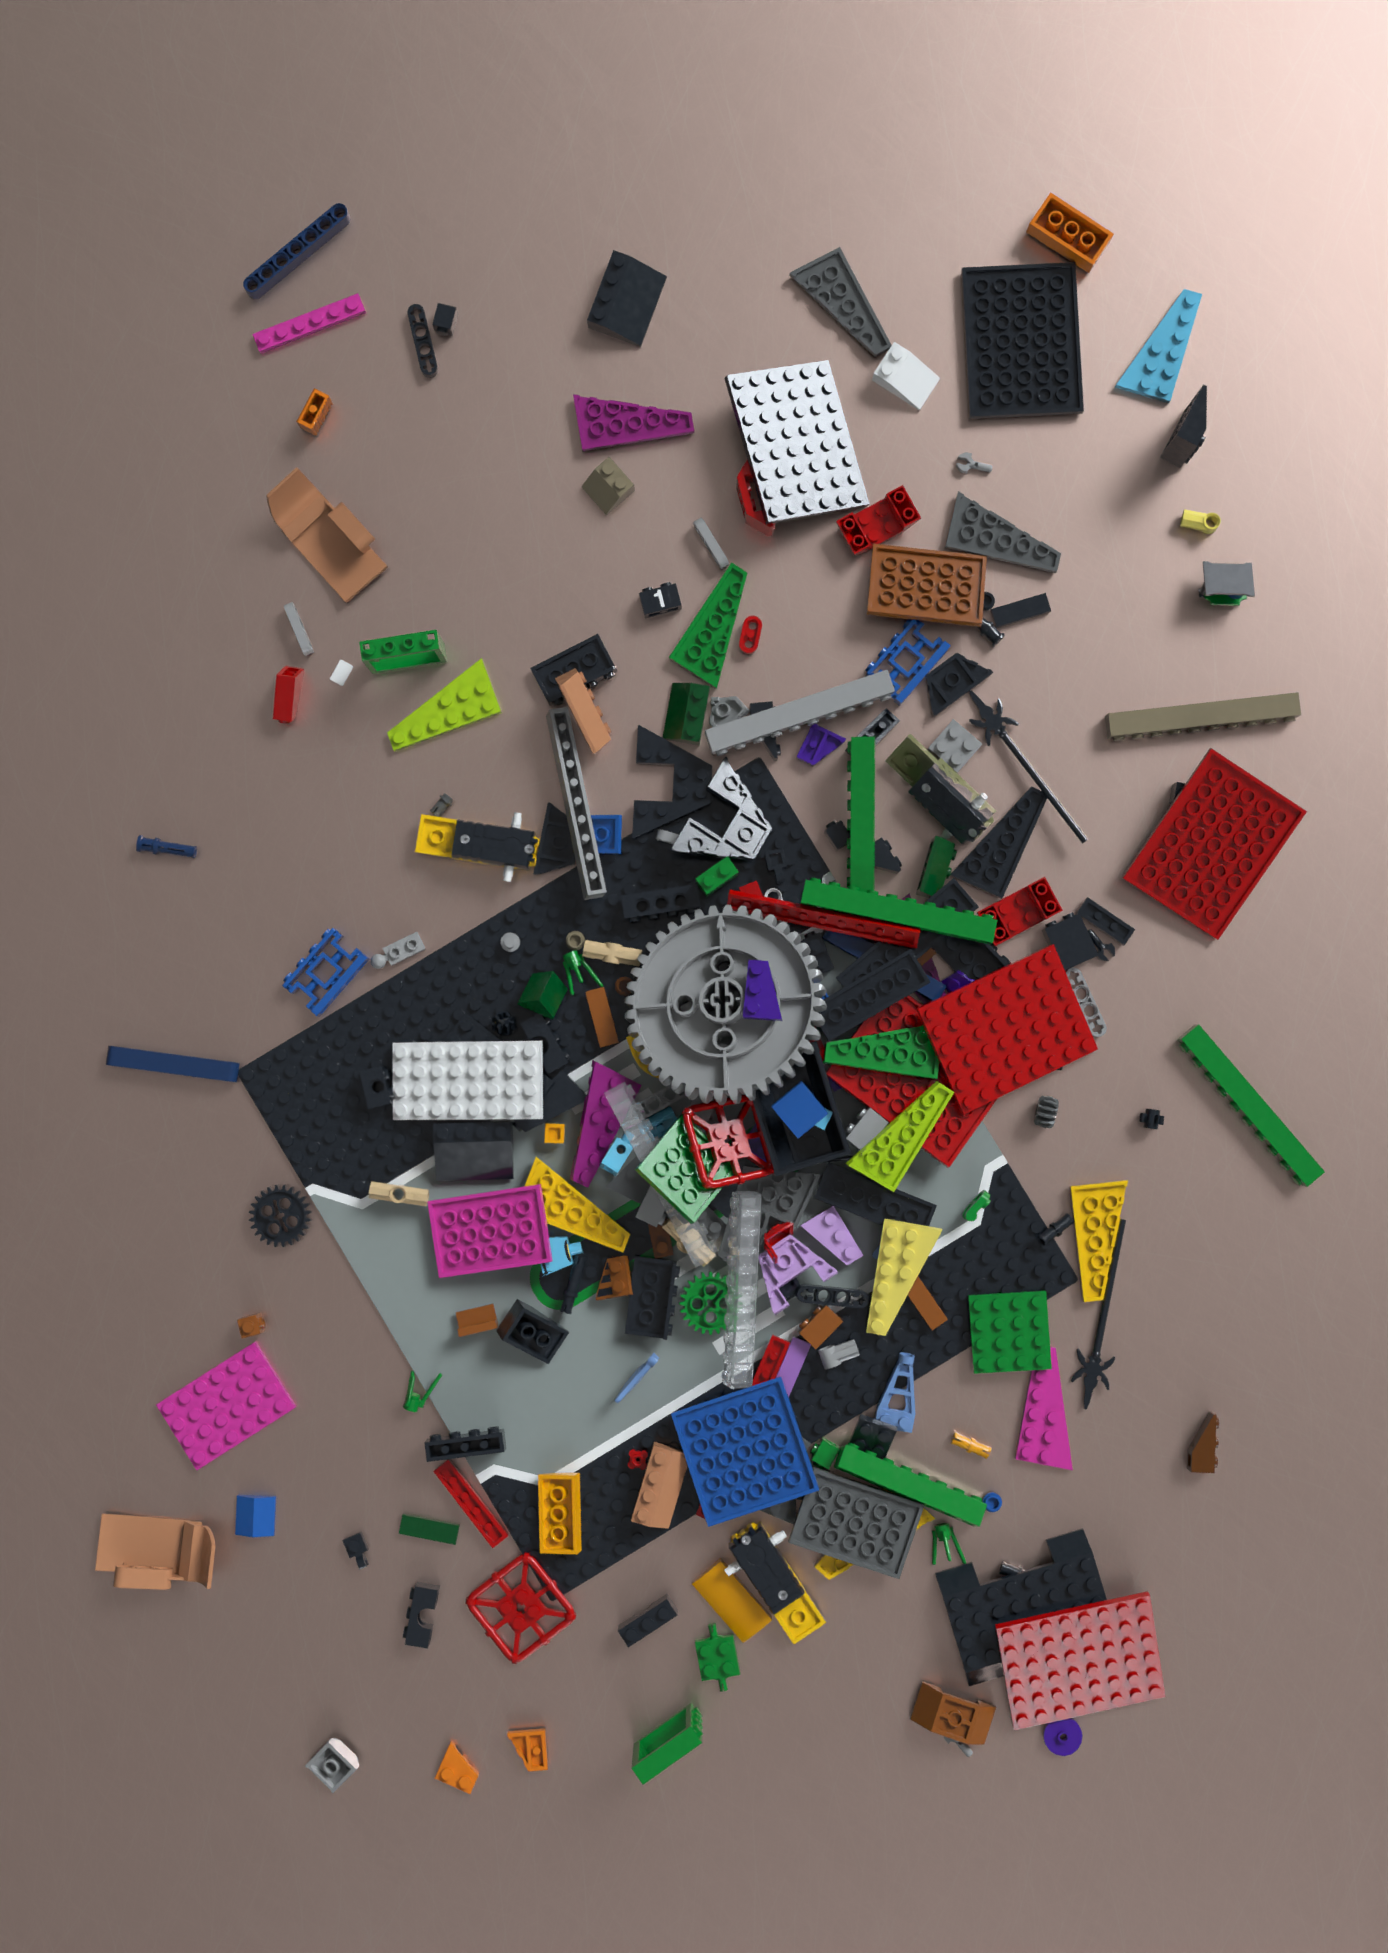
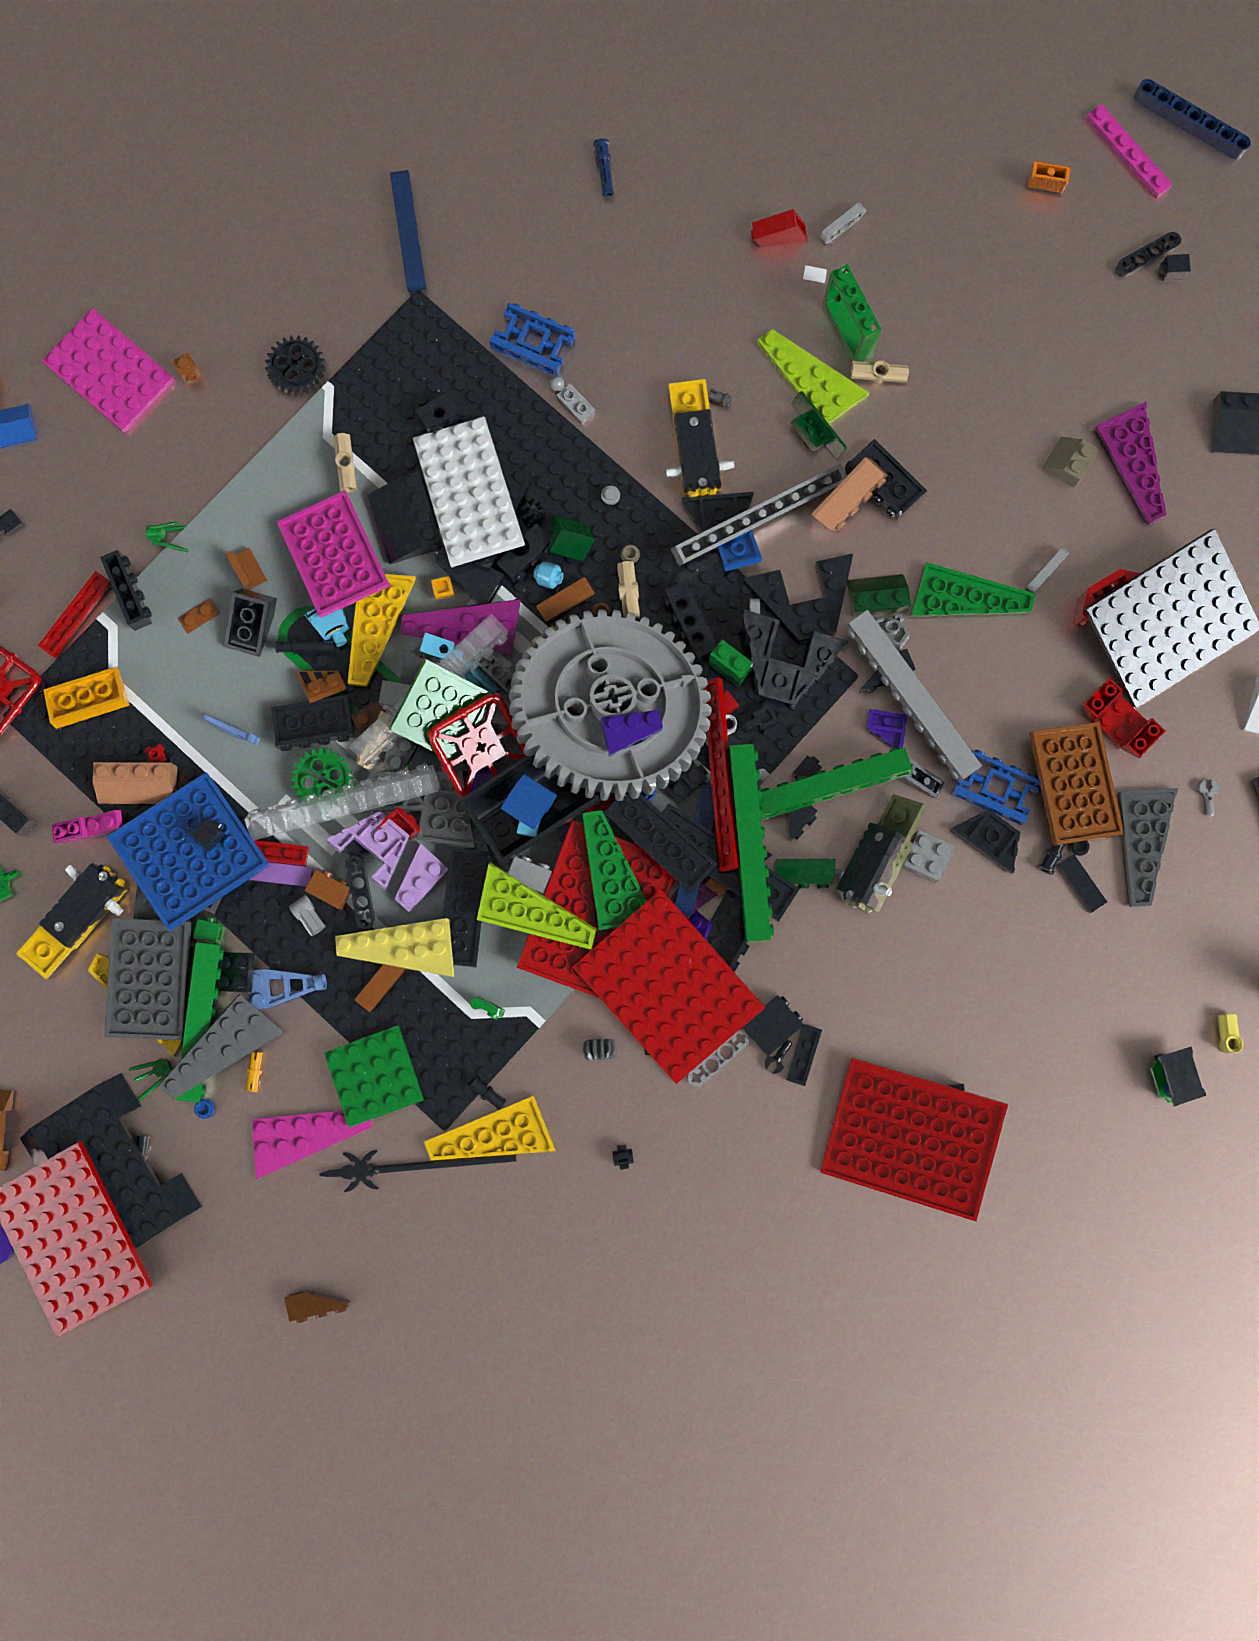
camera: 75 degrees right, 5 degrees down
(325, 535) = (939, 217): nougat beam -> none
(429, 1529) = (41, 584): dark green tile -> none
(459, 652) = (867, 371): none -> tan piece
(501, 723) = (814, 428): none -> dark green bracket
(508, 1381) = (198, 616): none -> dark orange plate
(573, 961) = (609, 557): green plant -> none
(573, 1026) = (548, 574): none -> medium azure head
(660, 600) = (977, 538): black brick -> none
(689, 1544) = (87, 827): none -> dark pink slope
(732, 1601) = (44, 885): light orange slope -> none
(737, 1426) = (209, 834): none -> black brick
(750, 635) = (971, 631): red plate -> none
(936, 1461) = (227, 1040): none -> dark grey wing
(994, 723) = (963, 889): black piece -> none
(999, 852) = (836, 930): black wing -> none
(1022, 910) = (787, 967): red slope -> none
(1203, 715) = (1038, 1093): dark tan brick -> none
(1250, 1105) = (665, 1254): green brick -> none

